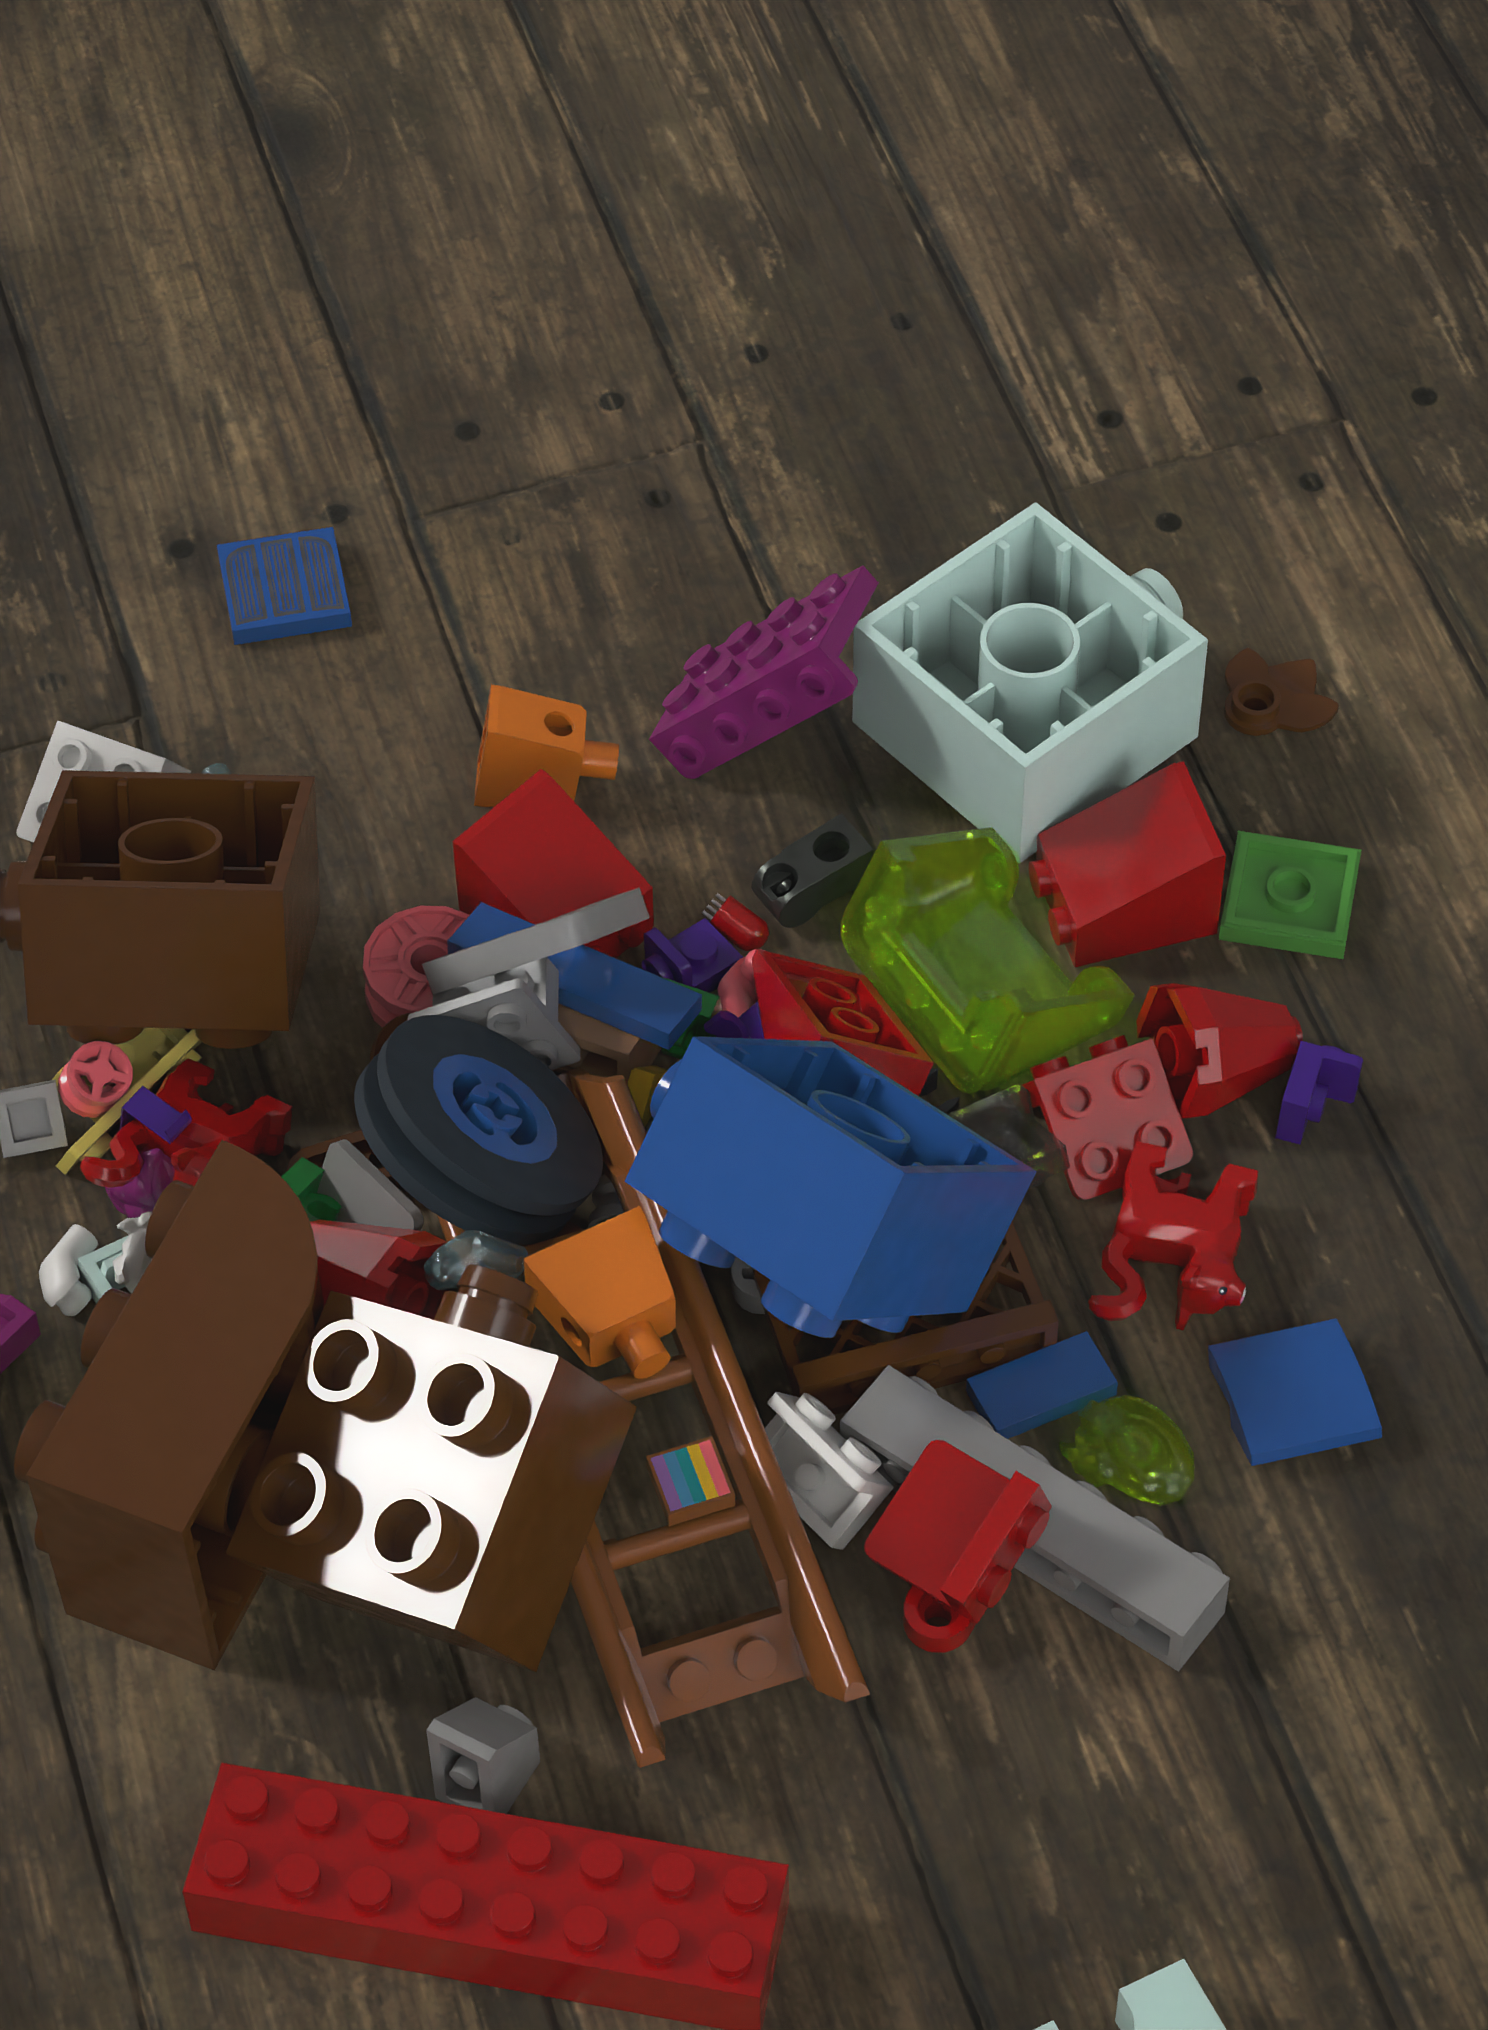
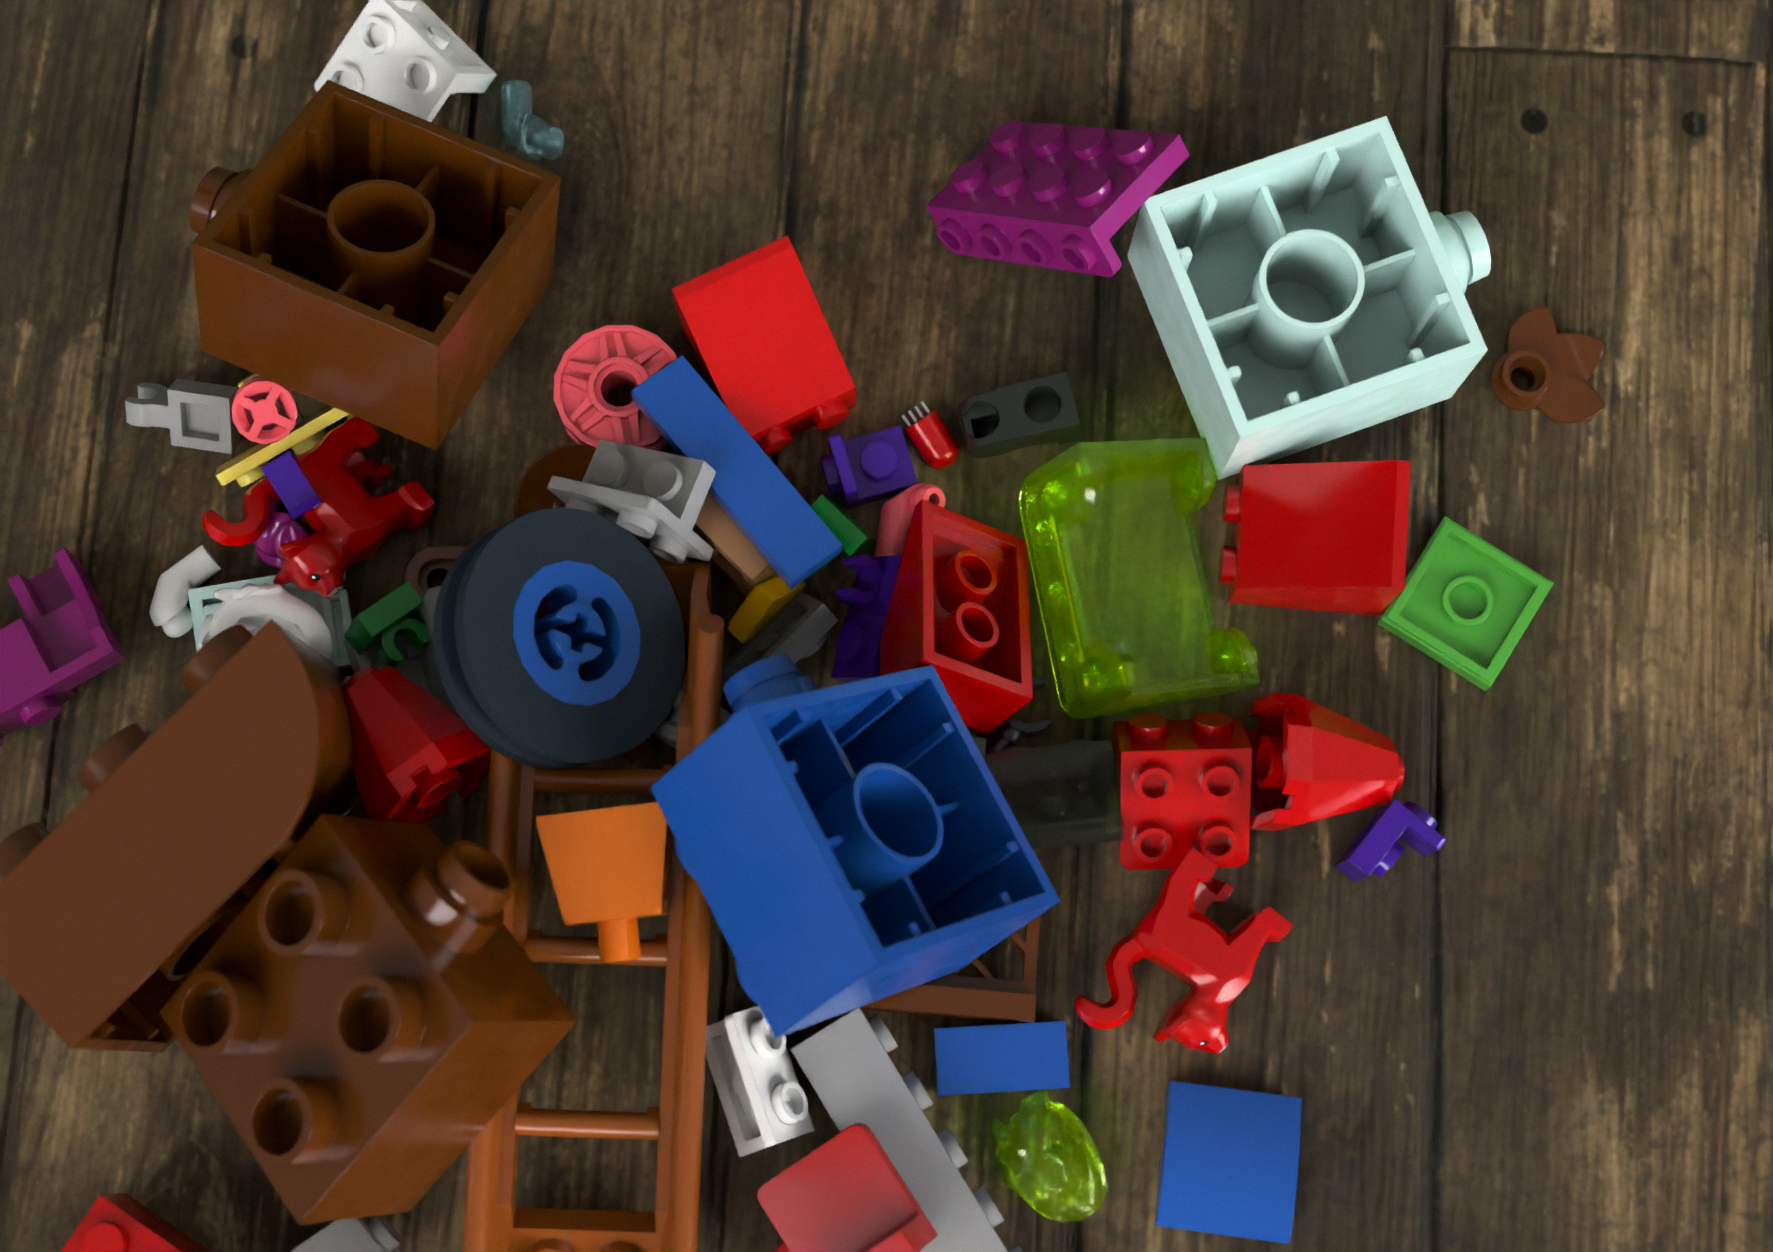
camera: 20 degrees right, 25 degrees up
(476, 1248) = (500, 779): clear light blue arm -> none
(533, 734) = (813, 185): orange torso -> none
(536, 941) = (709, 450): light grey beam -> none
(690, 1481) = (614, 1087): tile -> none

